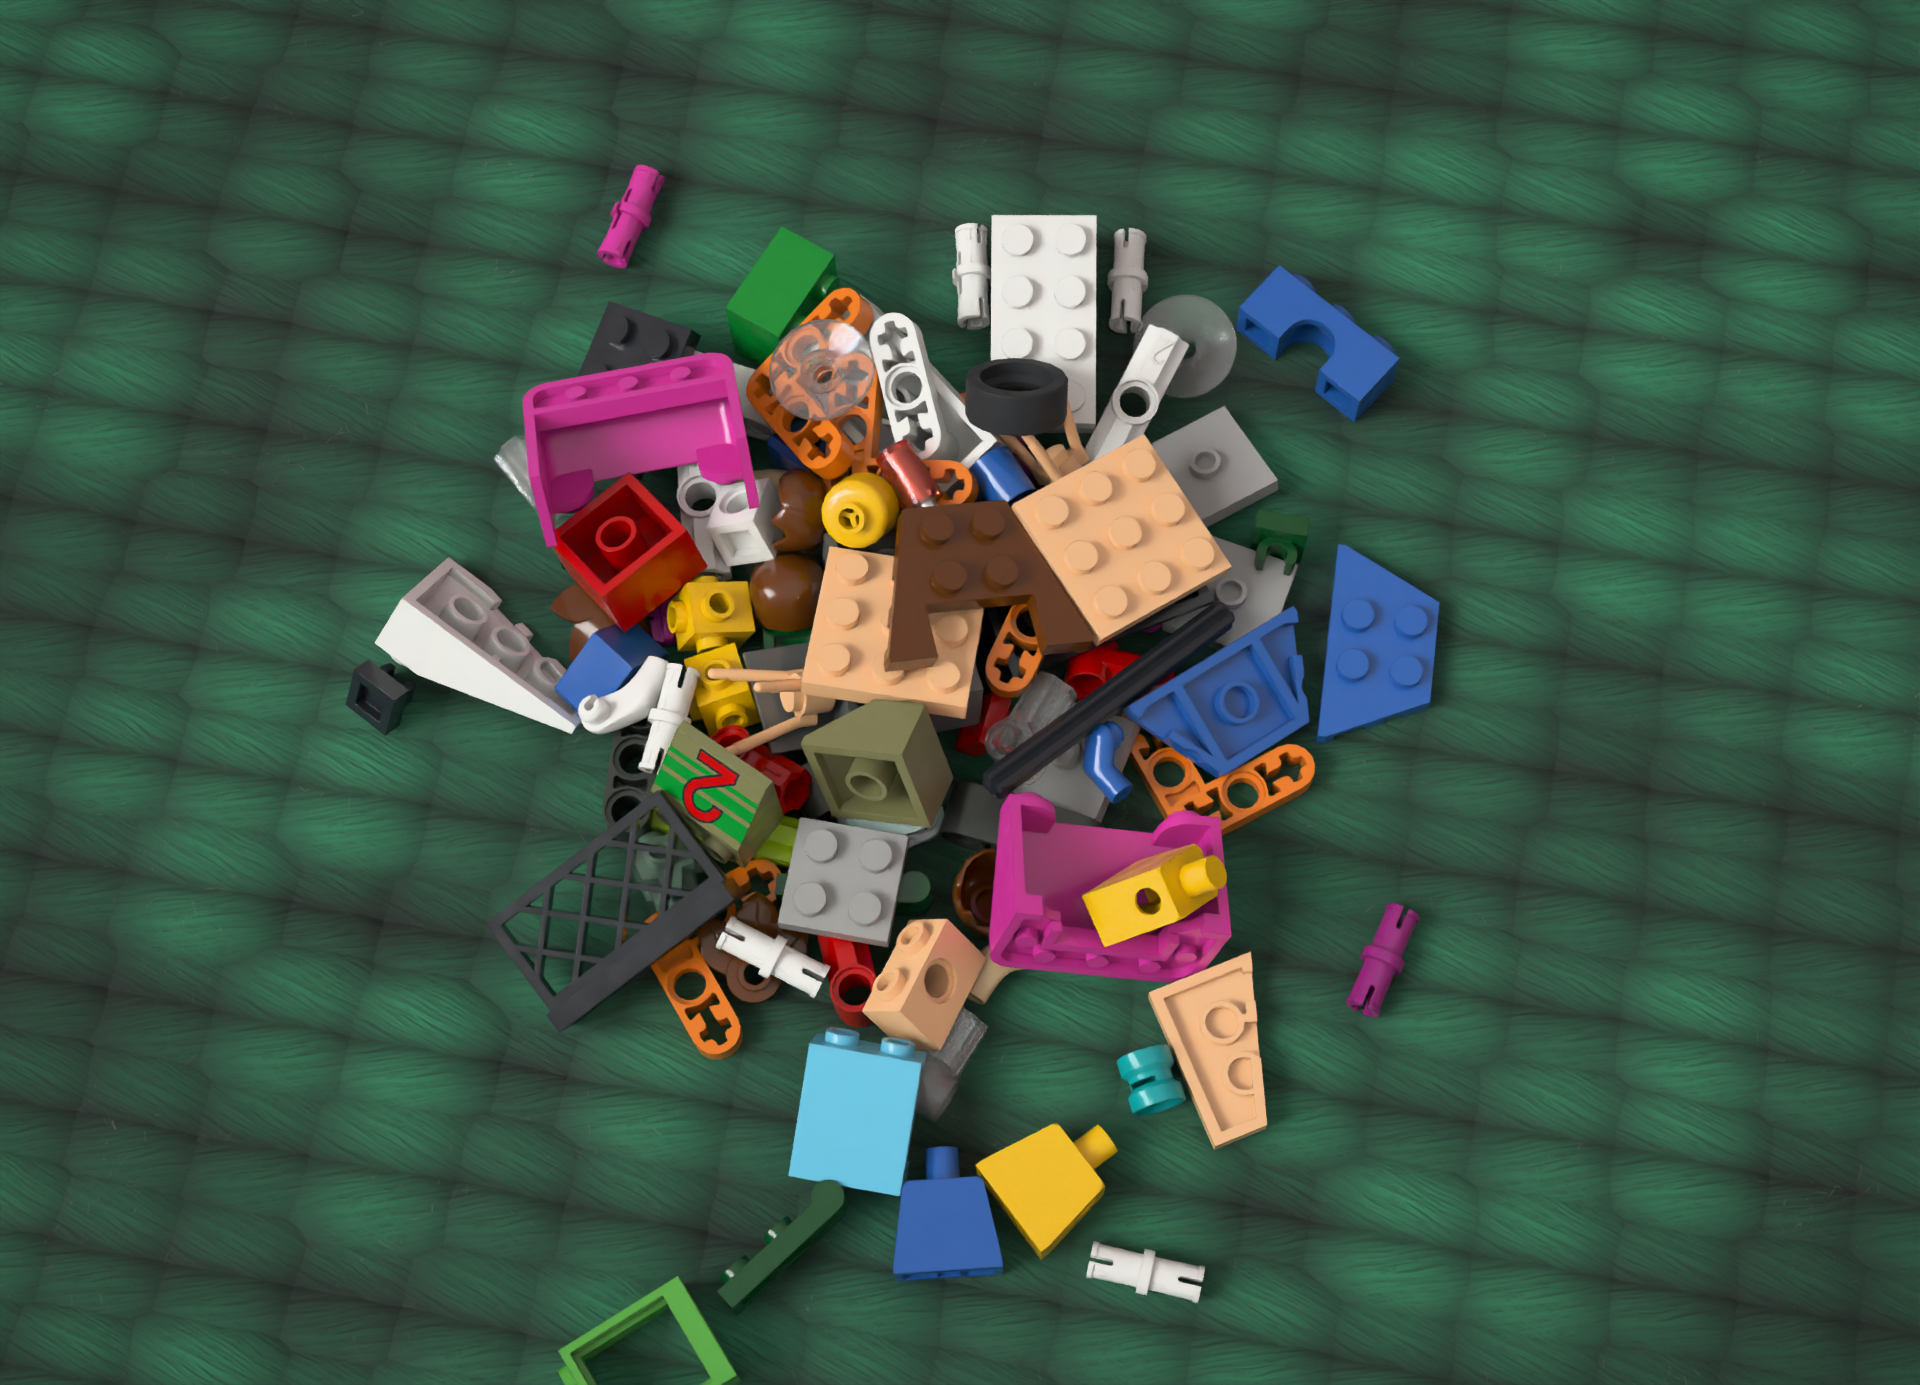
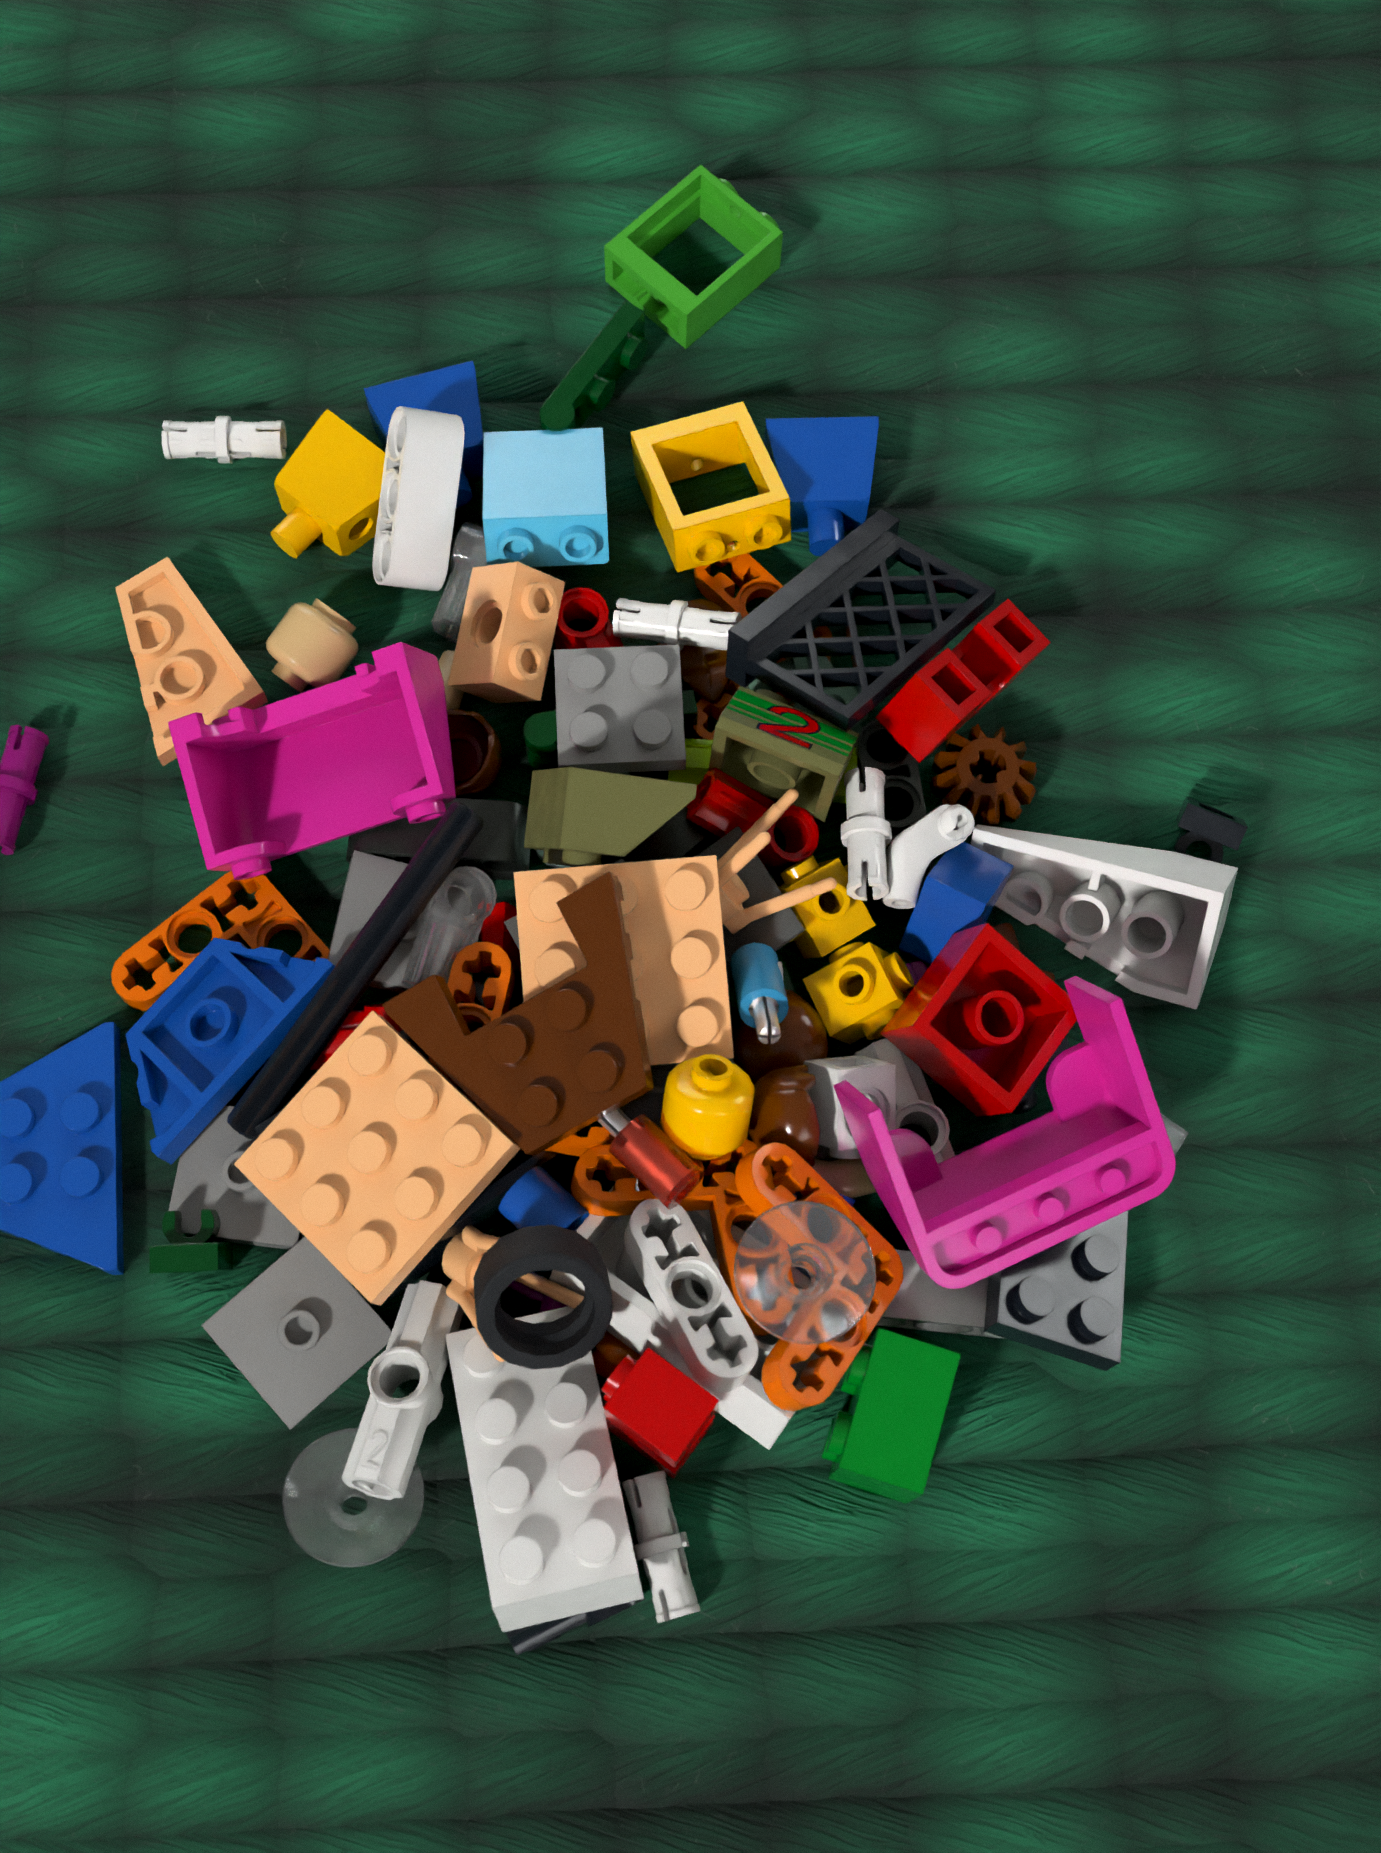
camera: 160 degrees right, 0 degrees up
(538, 766) = (997, 762): none -> reddish brown gear
(572, 810) = (962, 680): none -> red arch
(597, 1094) = (825, 472): none -> blue torso
(631, 216) = (1139, 1528): dark pink pin -> none
(713, 1152) = (701, 446): none -> yellow window
(793, 604) = (760, 989): none -> dark azure piece
(952, 319) = (657, 1410): none -> red arch
(974, 1129) = (418, 499): none -> white beam
(1098, 1028) = (312, 645): none -> tan head
(1099, 761) = (354, 896): blue arm -> none
(1127, 280) = (450, 1588): white pin -> none
(1151, 1080) = (244, 603): teal wheel -> none
(1173, 883) = (260, 746): yellow torso -> none
(1290, 312) = (121, 1524): blue arch -> none

